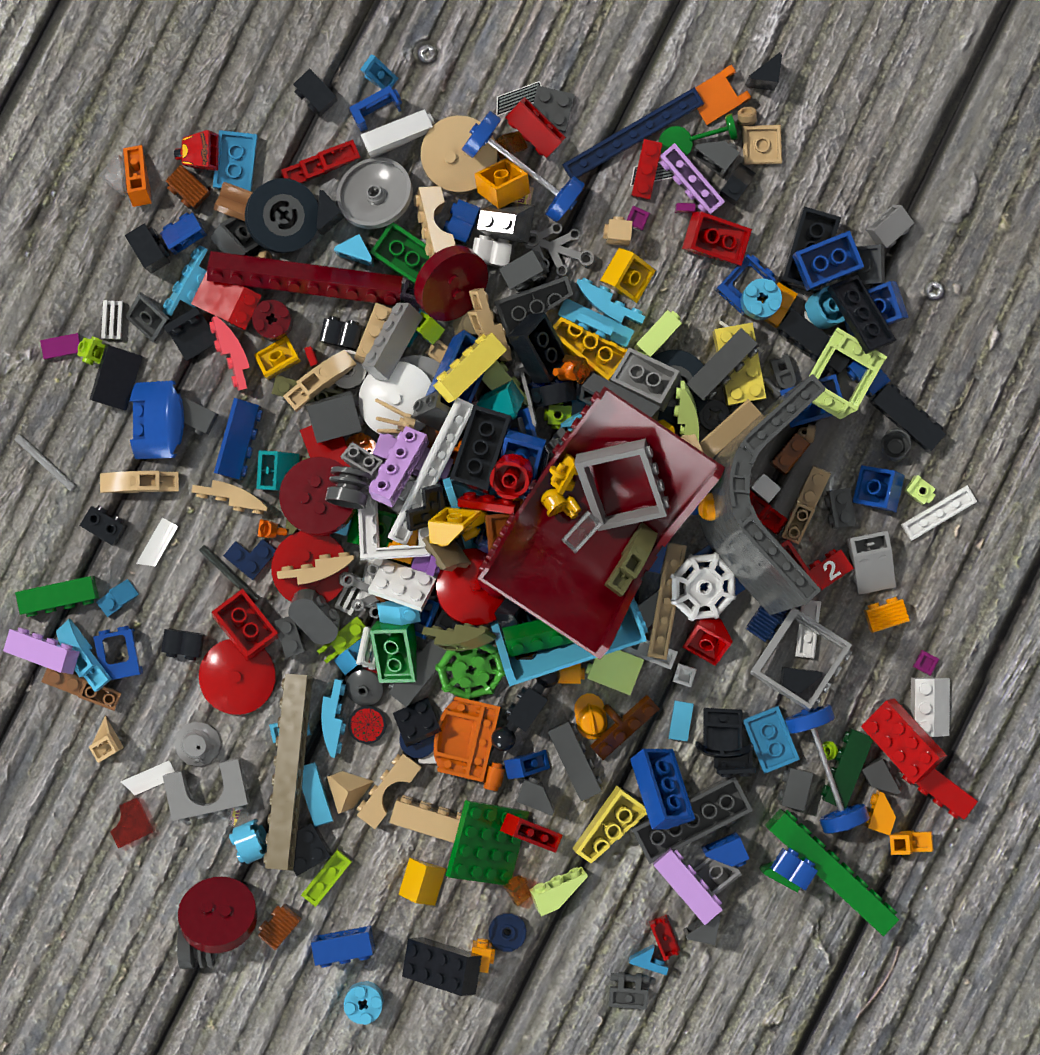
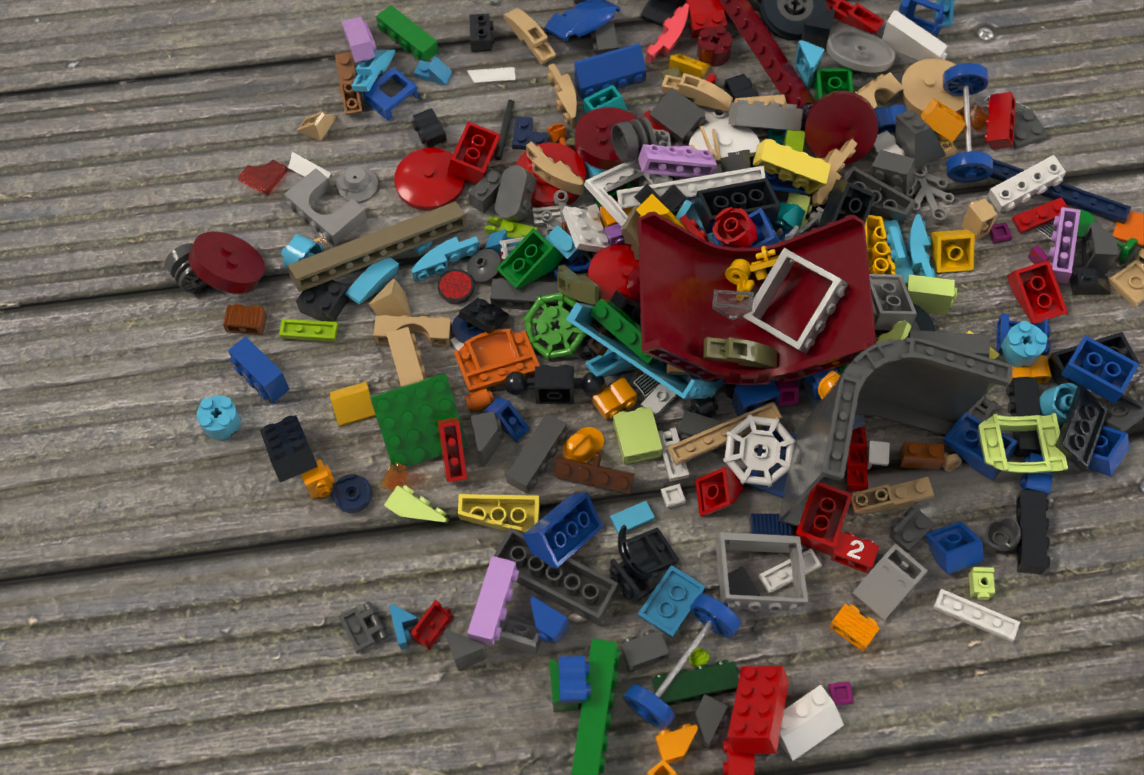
camera: 60 degrees right, 25 degrees down
(613, 161) = (1026, 184): none -> white brick

